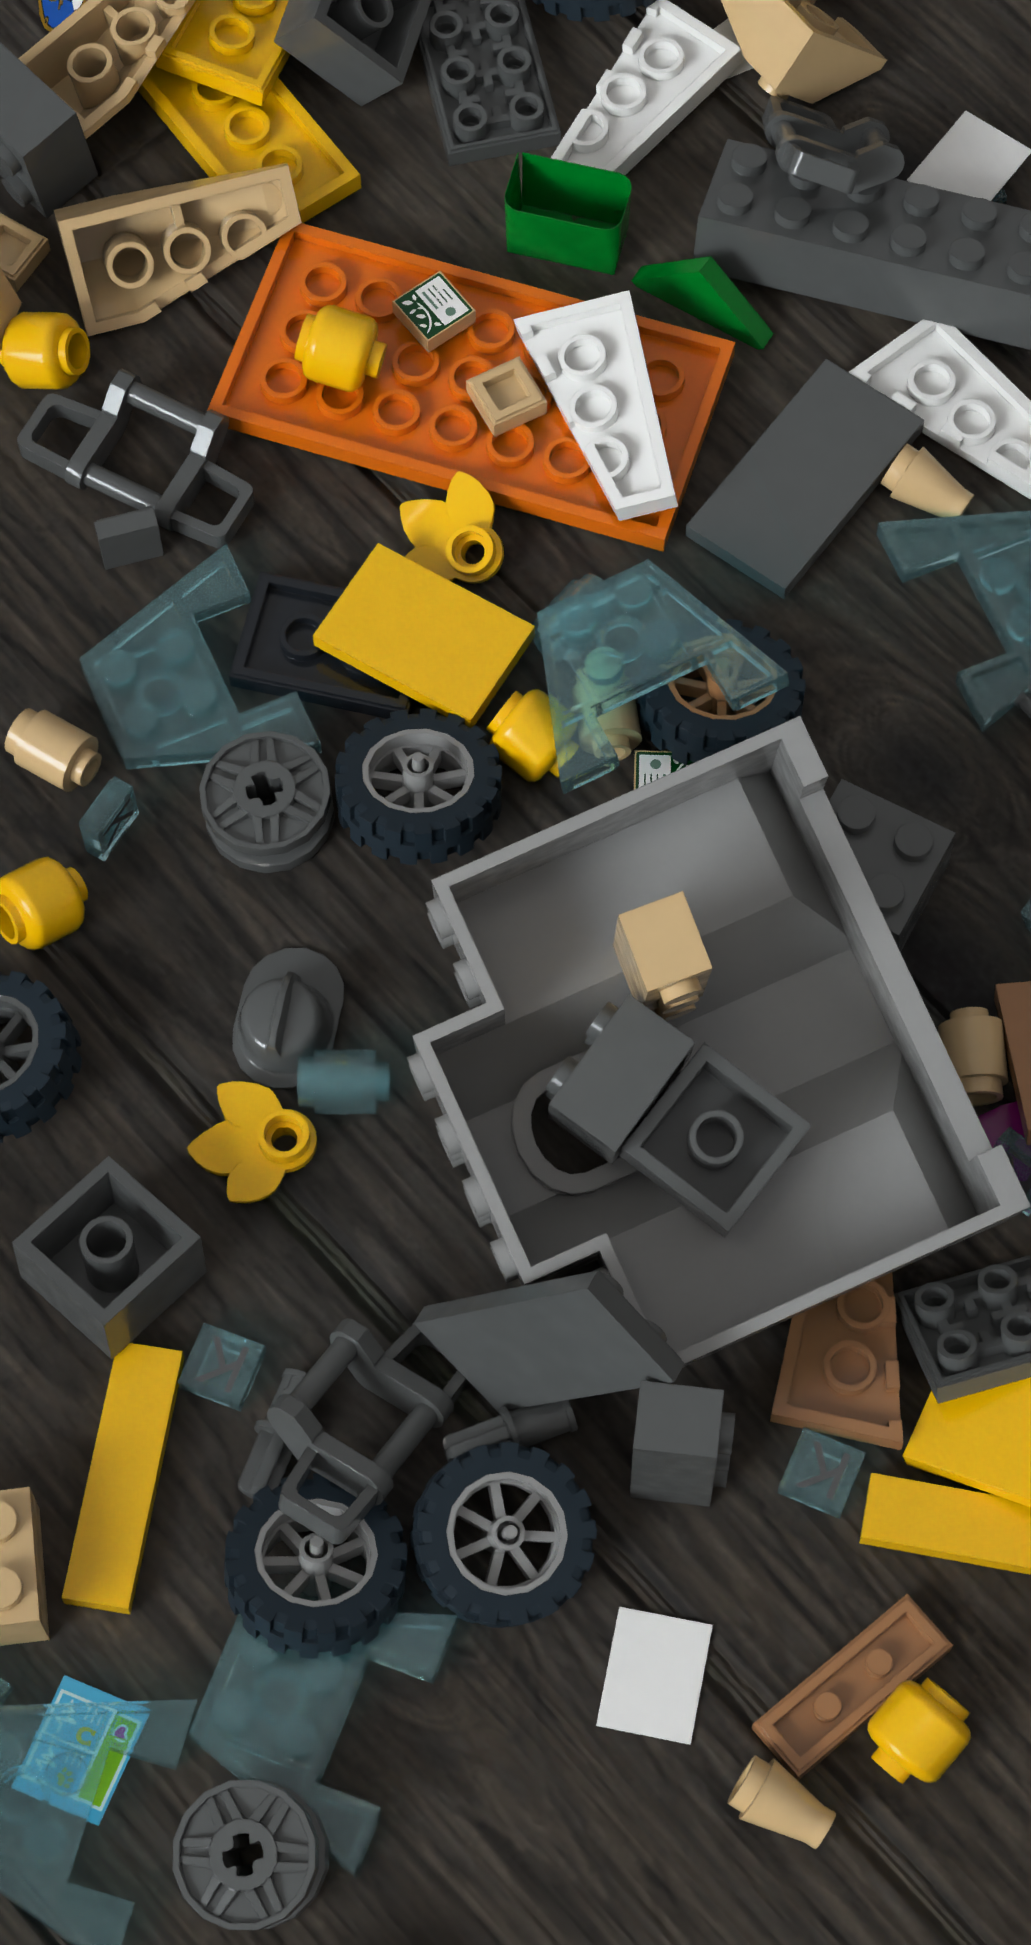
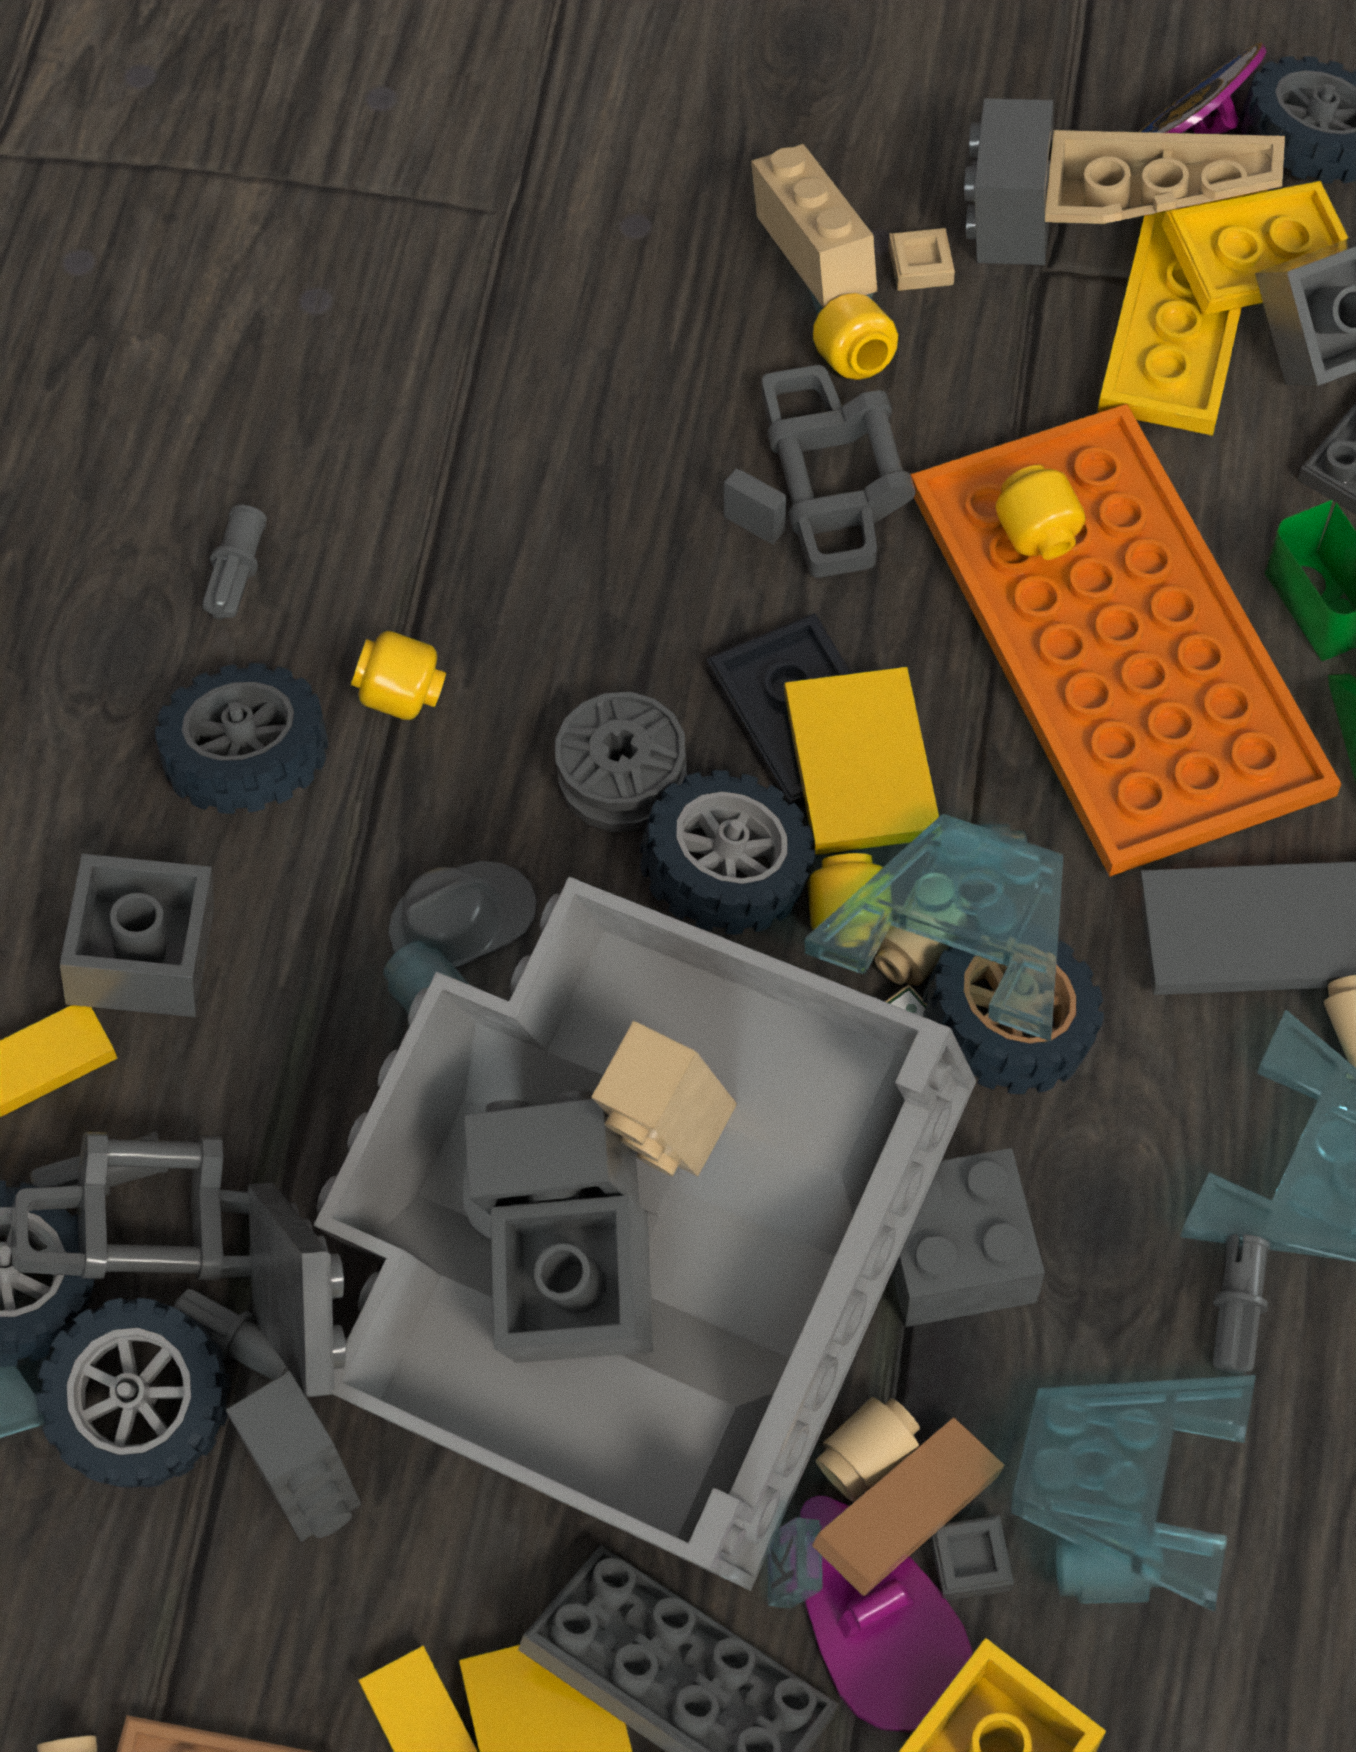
camera: 50 degrees right, 5 degrees down
(53, 749) = (533, 590): tan brick -> none
(108, 818) = (509, 668): clear light blue tile -> none
(158, 243) = (1018, 339): tan wedge -> none
(164, 685) = (663, 619): clear light blue wing -> none
(222, 1367) = (127, 1088): clear light blue tile -> none
(245, 1142) = (327, 964): yellow plate -> none
(434, 311) = (1144, 554): tile -> none
(448, 528) = (973, 711): yellow plate -> none
(506, 396) = (1122, 659): tan tile -> none
(603, 389) = (1197, 714): white wing -> none
(654, 1675) = (118, 1608): white sticker -> none
(821, 1472) = (395, 1607): clear light blue tile -> none
(844, 1368) = (501, 1553): medium nougat wing -> none

